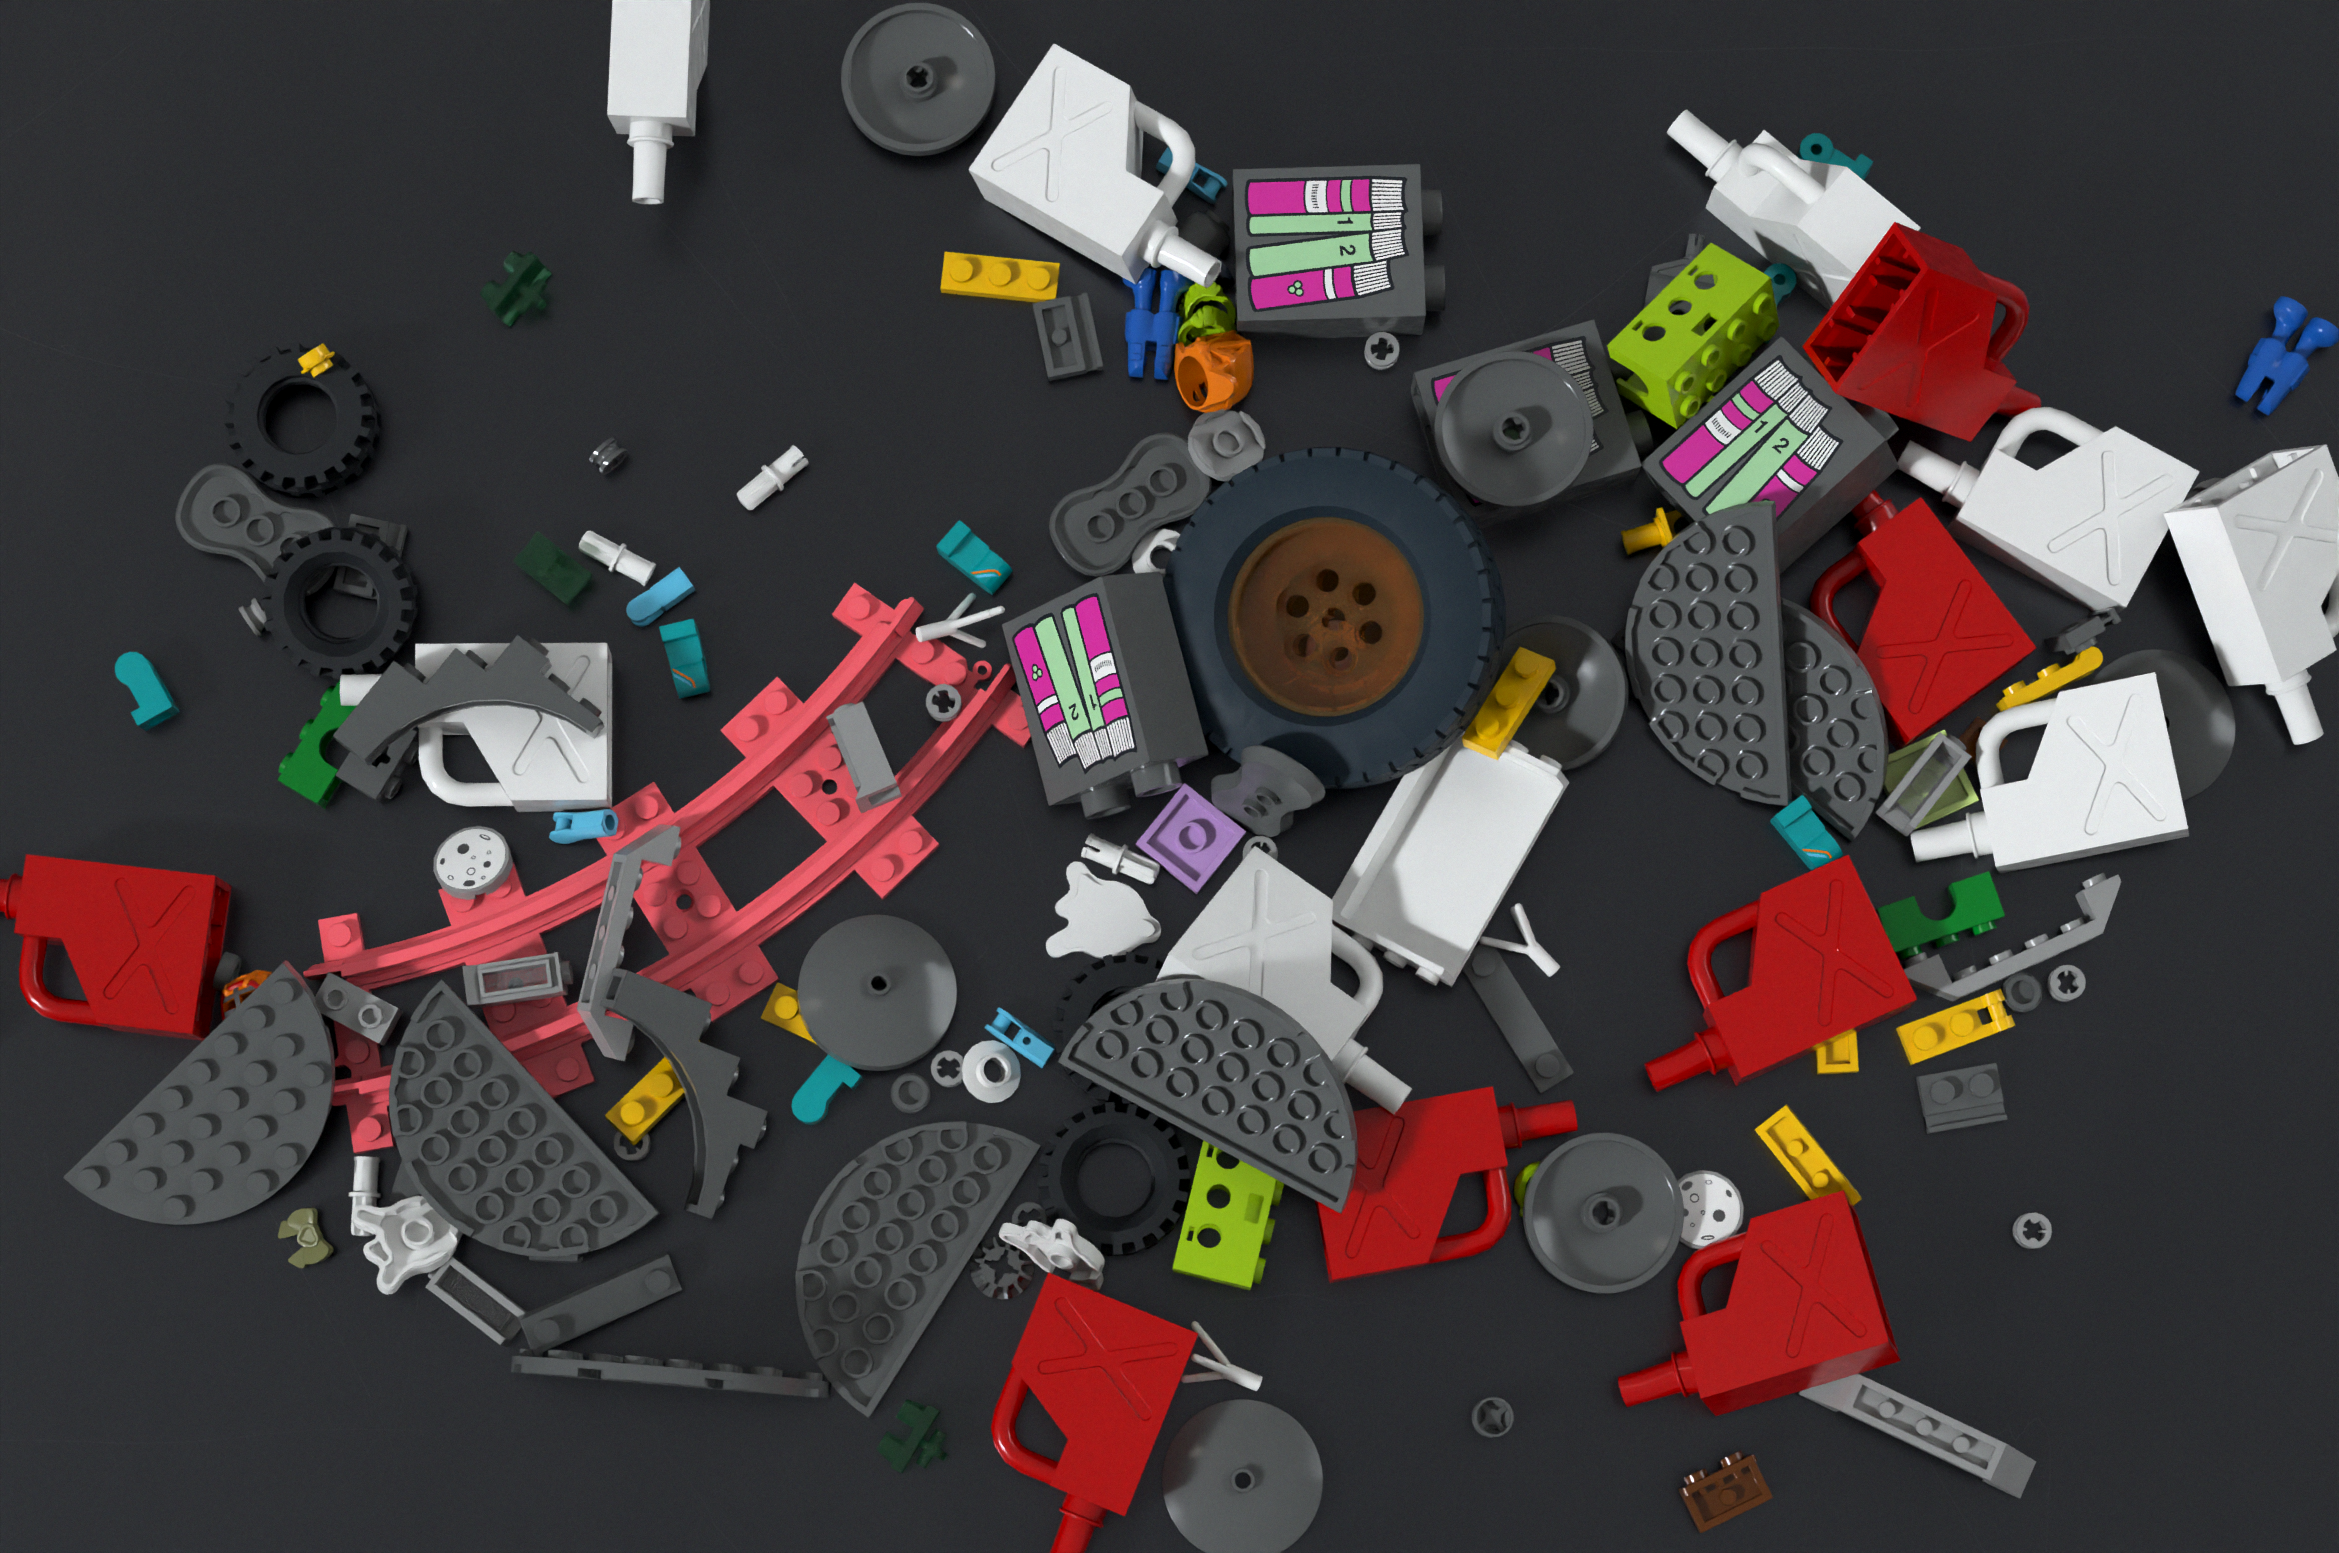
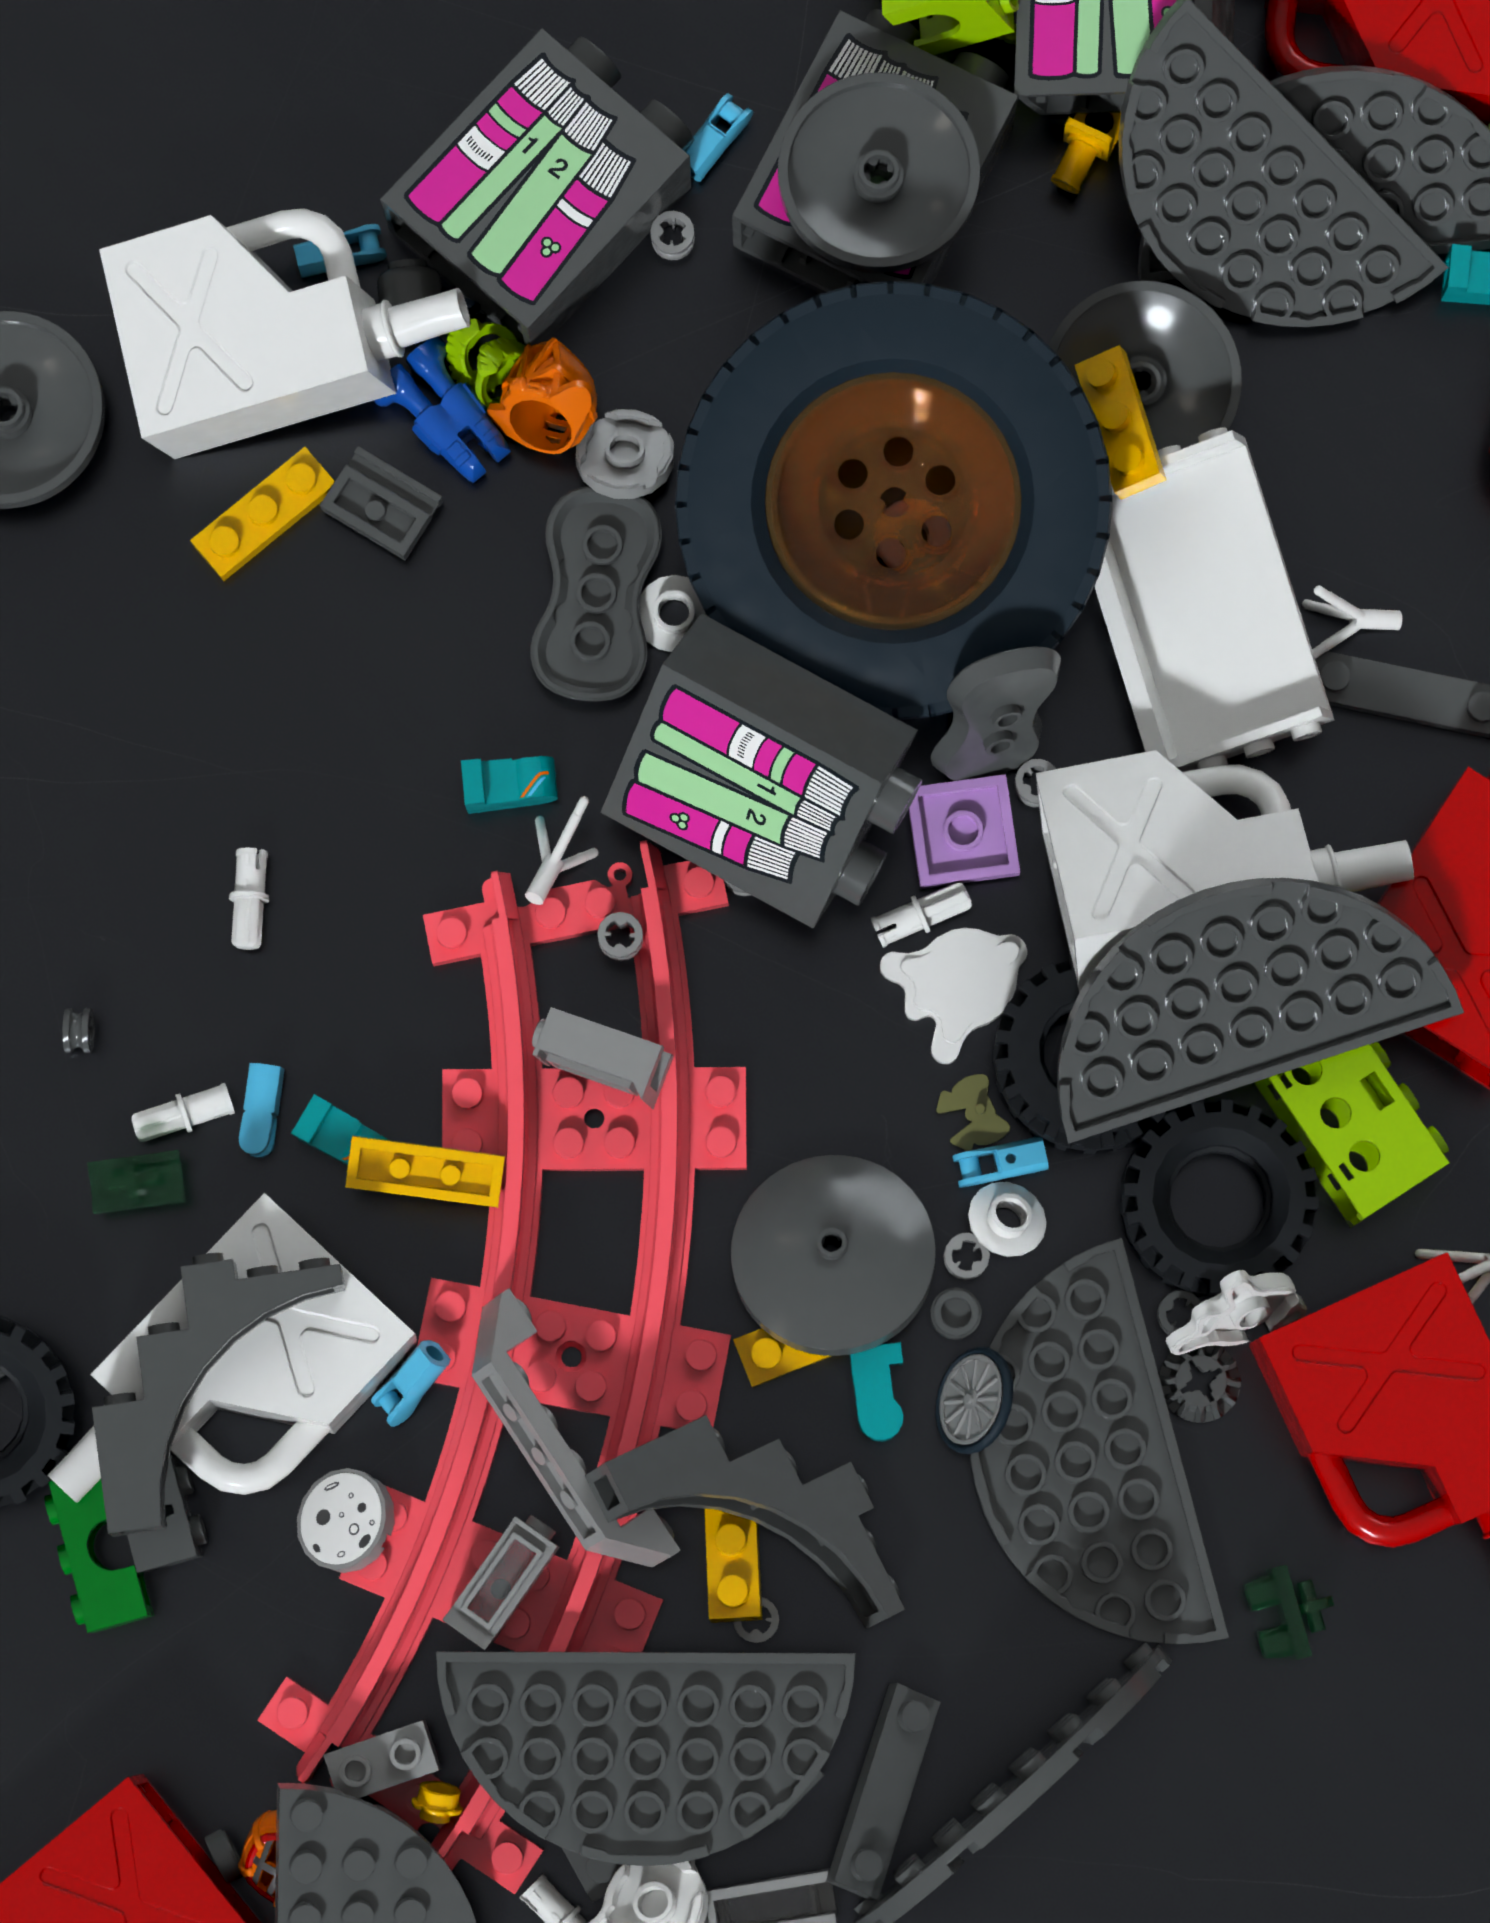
camera: 45 degrees left, 0 degrees up
(362, 1060) = (437, 1801): none -> yellow plate
(706, 720) = (425, 1171): none -> yellow plate
(867, 1148) = (974, 1400): none -> light grey wheel
(1035, 1009) = (985, 1125): none -> olive piece
(1455, 320) = (712, 142): none -> medium azure bar

